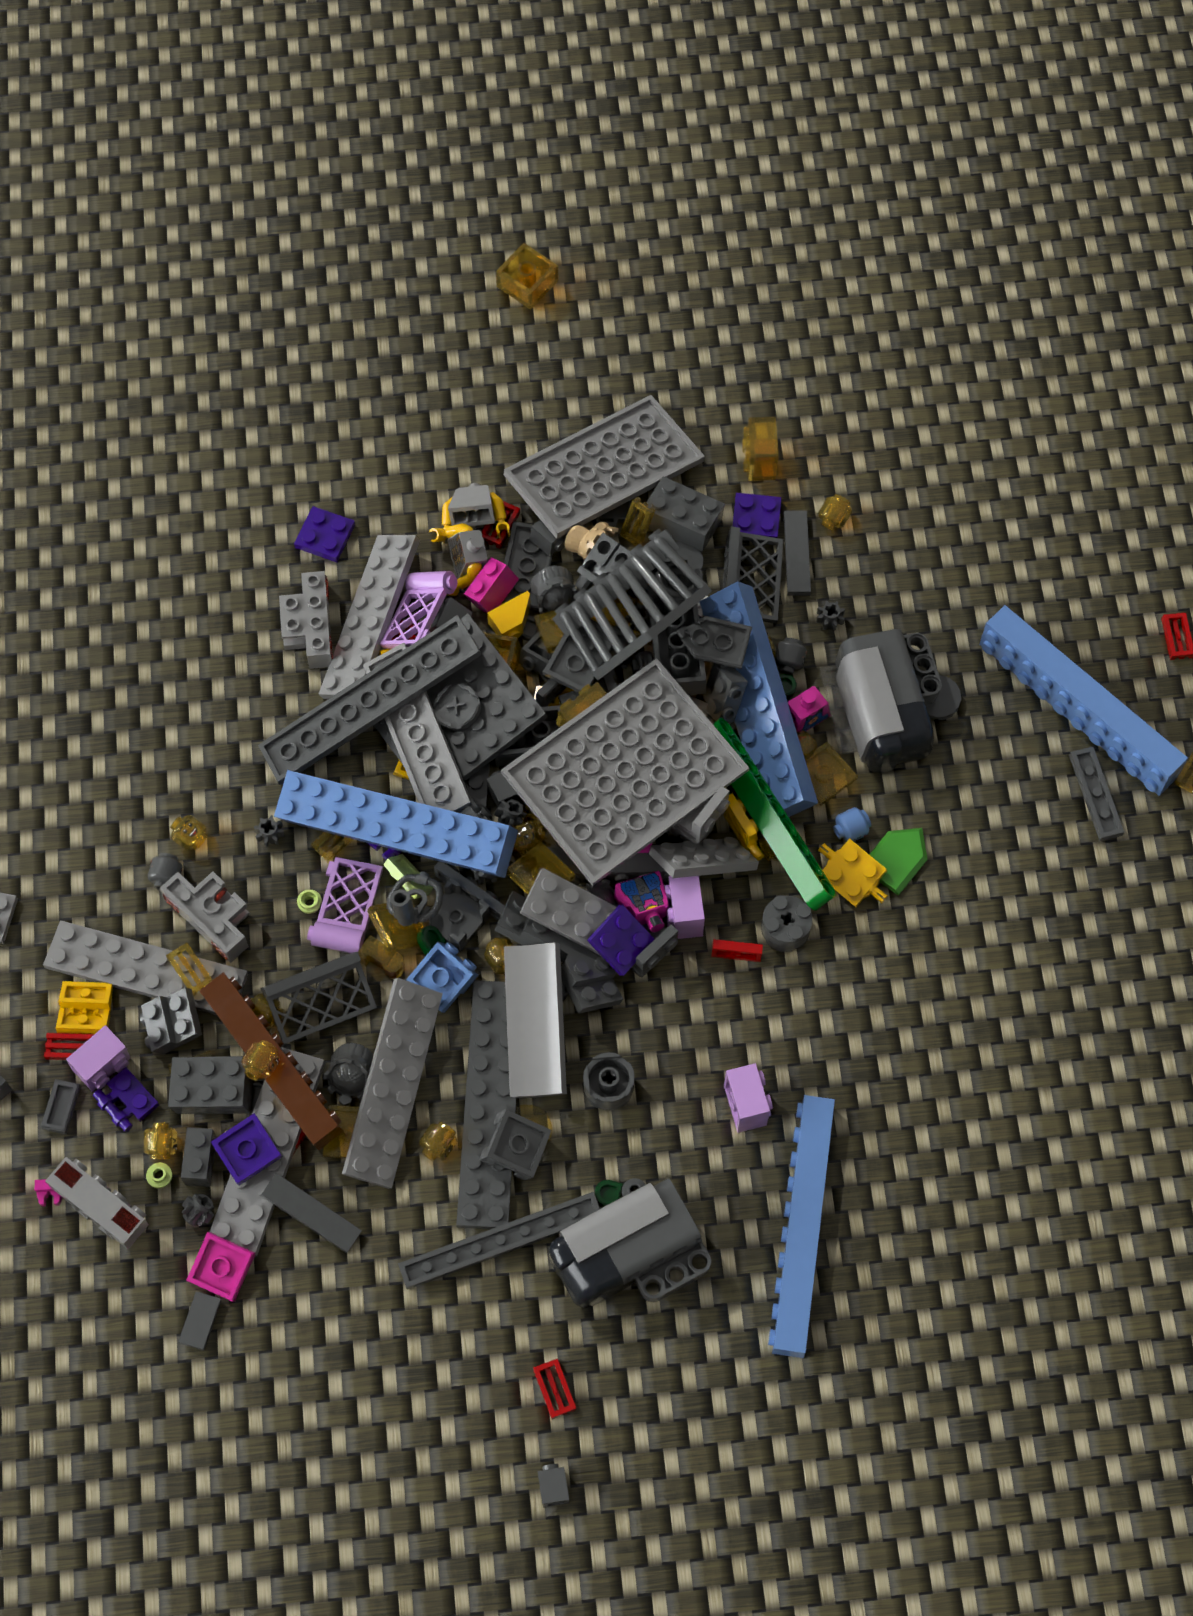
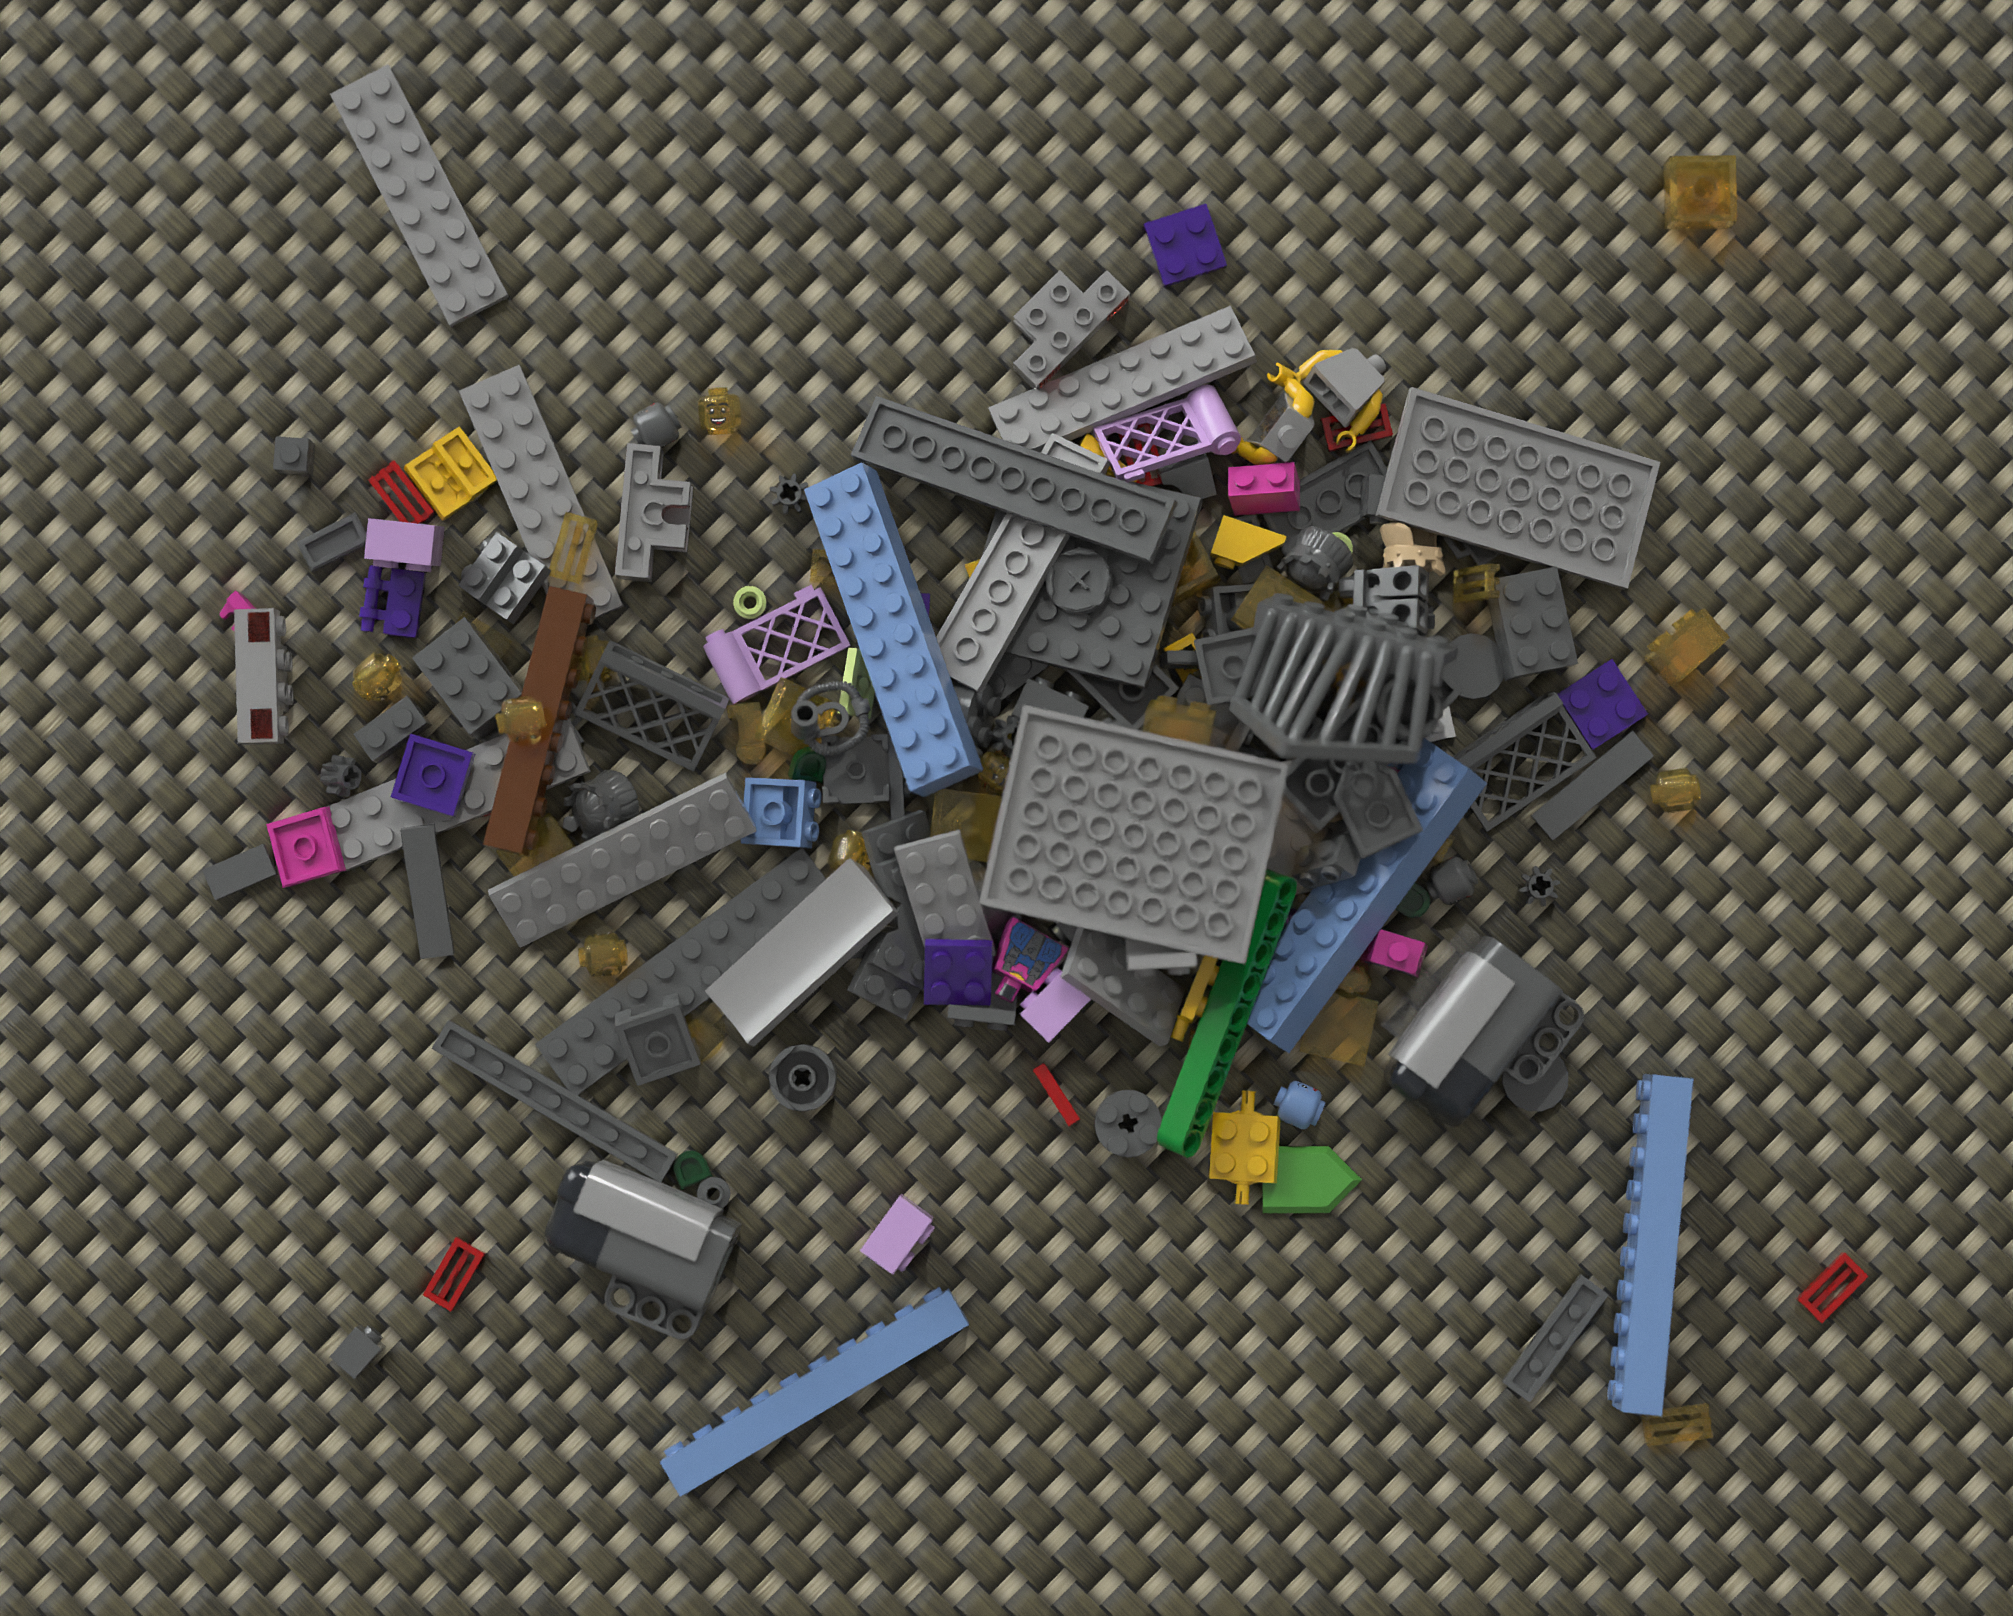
camera: 55 degrees right, 20 degrees up
(164, 1180) = (355, 704): yellowish green plate -> none

